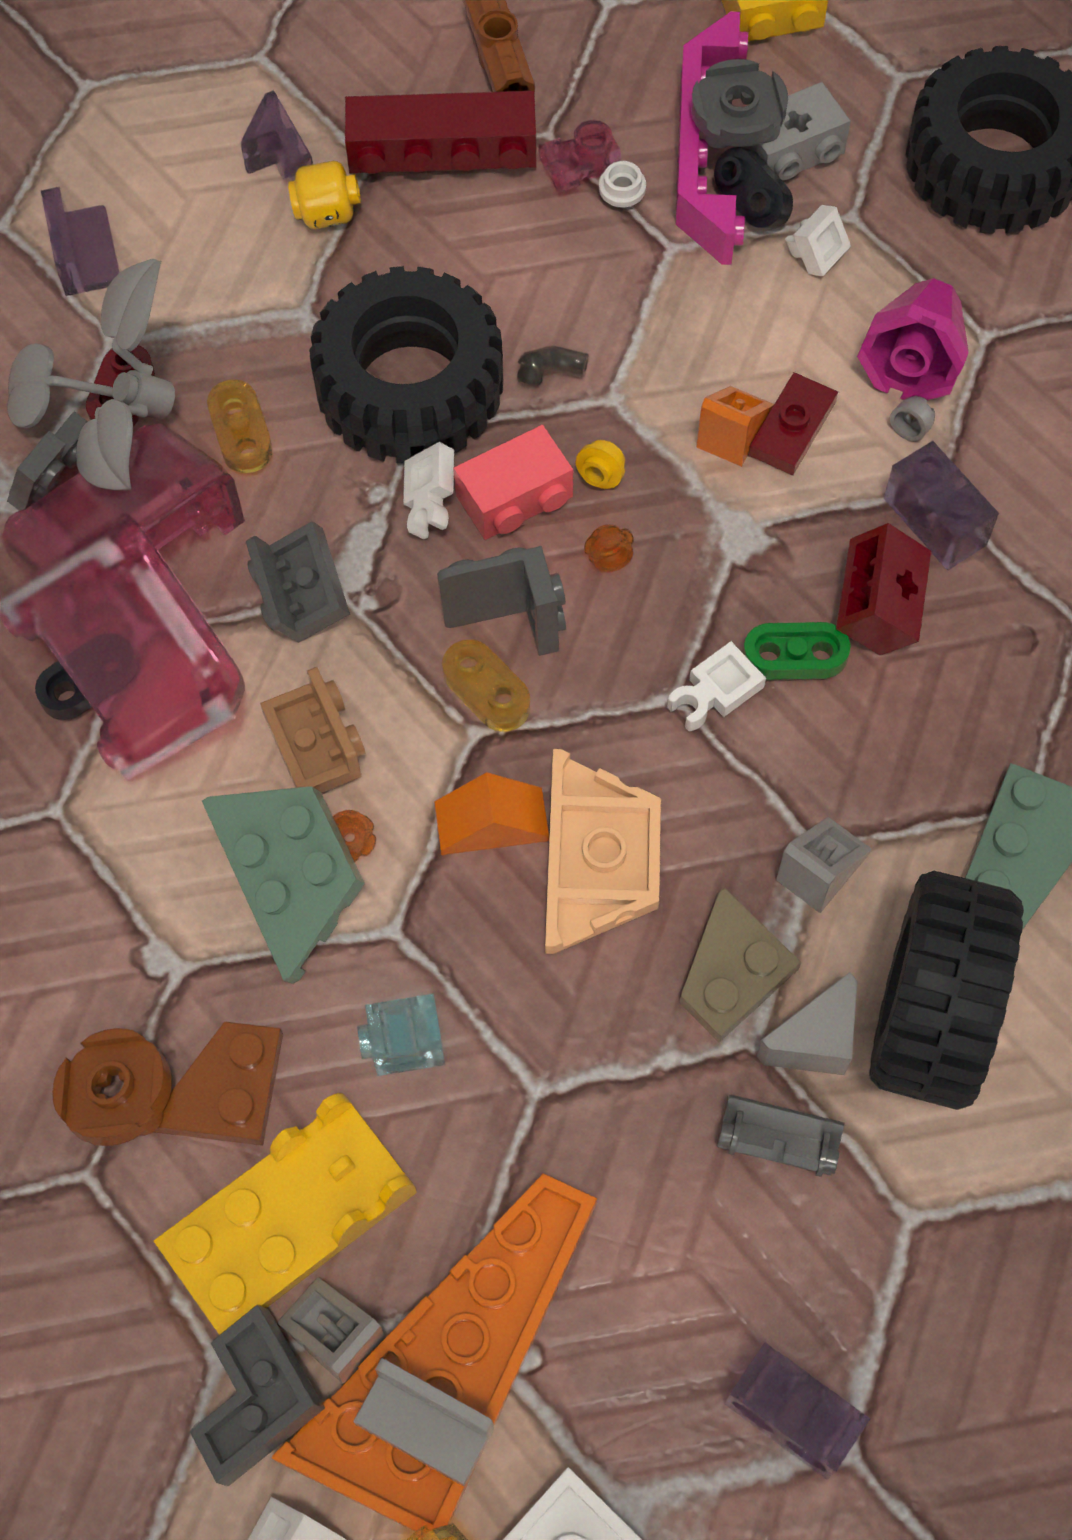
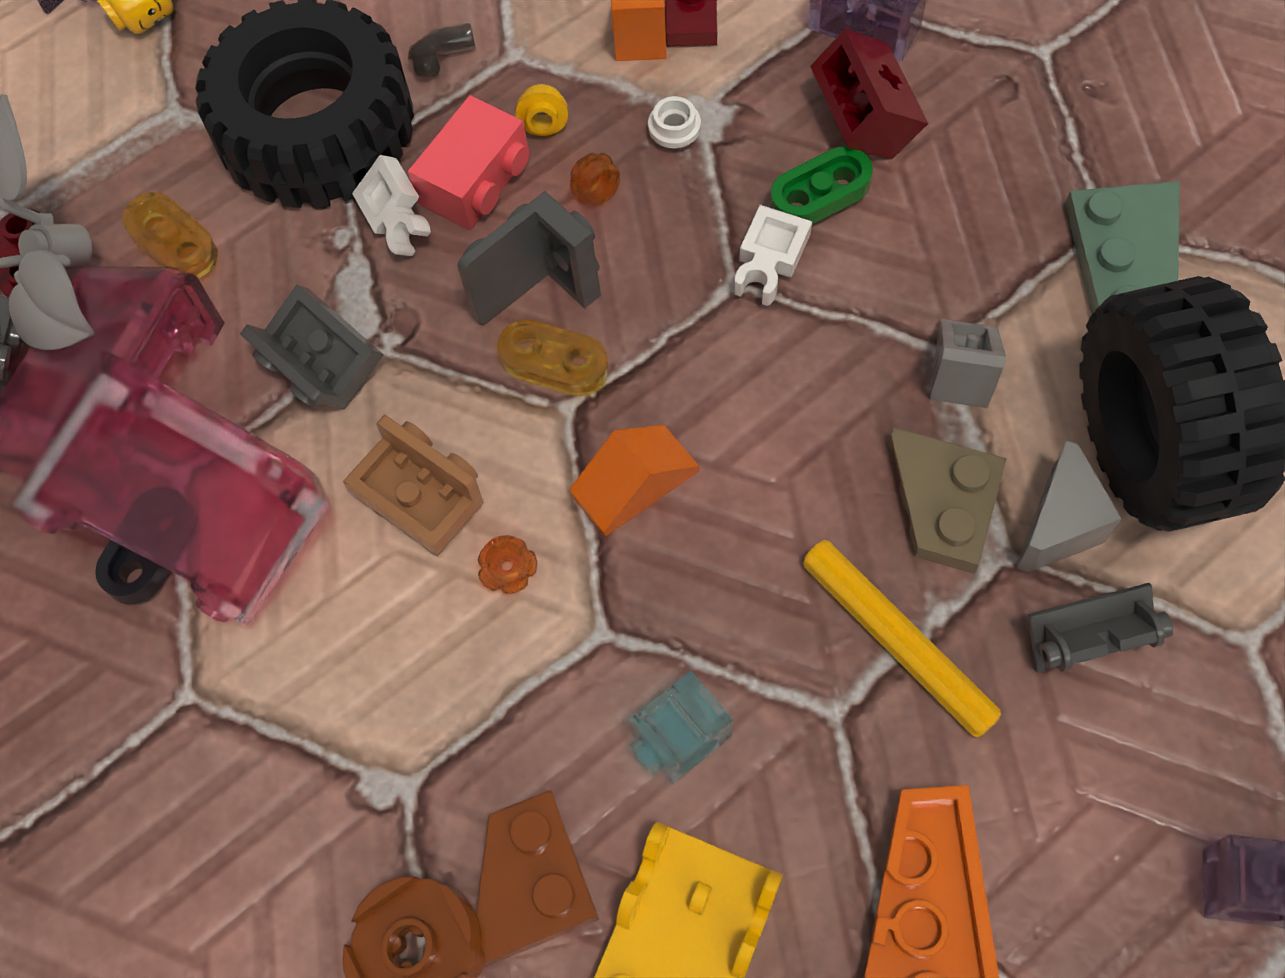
camera: 25 degrees left, 0 degrees up
(288, 867) = (463, 625): sand green wing -> none
(599, 853) = (757, 455): light nougat wing -> none
(622, 1060) = (902, 639): none -> yellow axle
(711, 519) = (674, 111): none -> white plate

